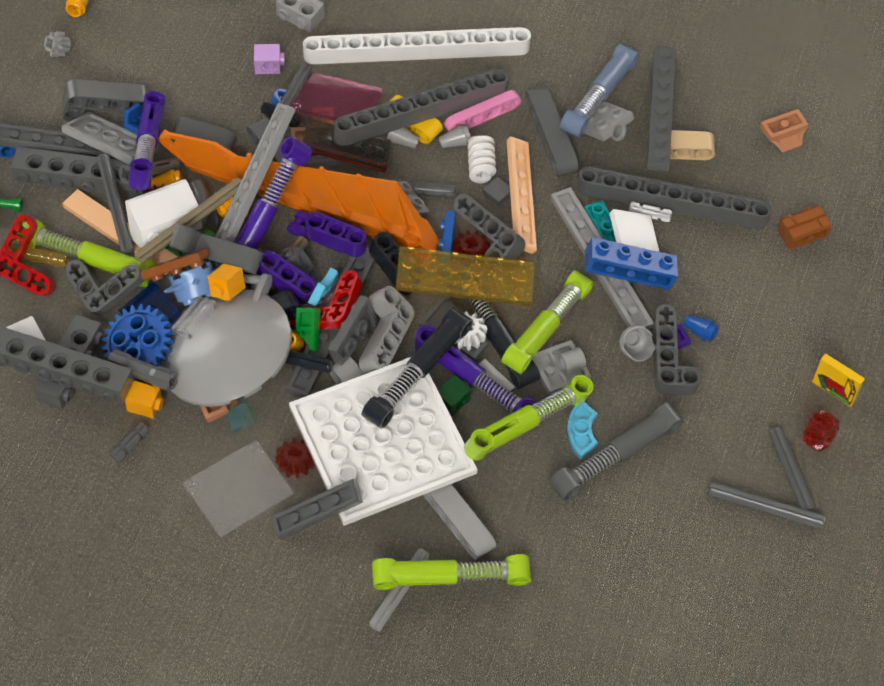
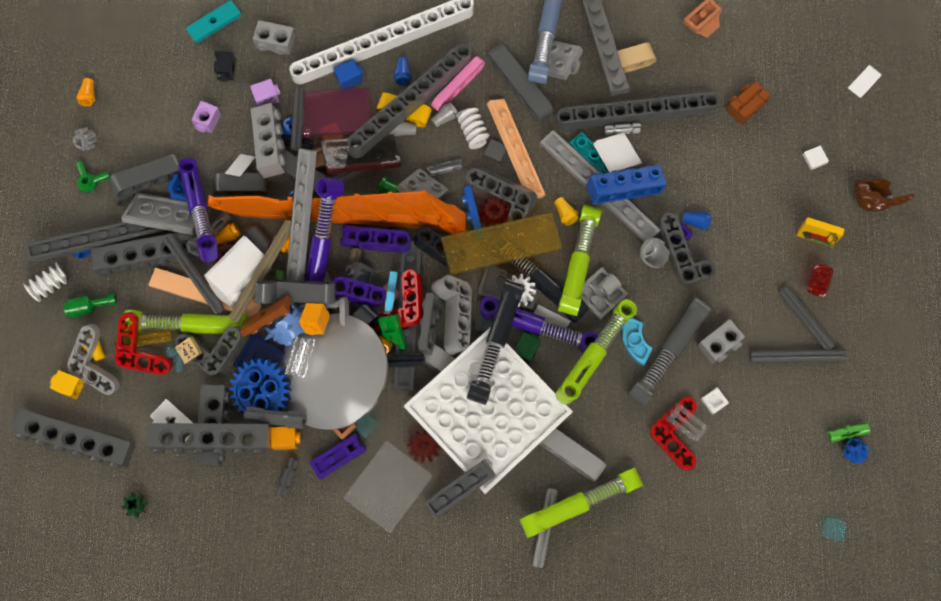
camera: 15 degrees left, 15 degrees up
(42, 86) = (88, 182): none -> green piece
(62, 285) = (178, 362): none -> clear light blue arm
(77, 277) = (188, 350): none -> tan tile
(194, 62) = (206, 110): none -> lavender brick
(195, 438) = (337, 456): none -> dark purple plate
(211, 118) = (240, 165): none -> white sticker
(236, 20) = (224, 65): none -> black brick
(251, 101) = (268, 140): none -> light grey brick
(365, 67) = (348, 74): none -> blue brick
(426, 80) = (402, 73): none -> blue cone
(553, 275) = (566, 212): none -> yellow cone
(585, 533) = (668, 429): none -> red beam
(596, 513) = (674, 414): none -> clear tile
(650, 521) = (715, 401): none -> white tile
(678, 456) = (718, 339): none -> light grey brick
(798, 625) = (856, 451): none -> blue gear
(814, 606) = (848, 432): none -> bright green pin
(863, 308) = (815, 157): none -> white tile

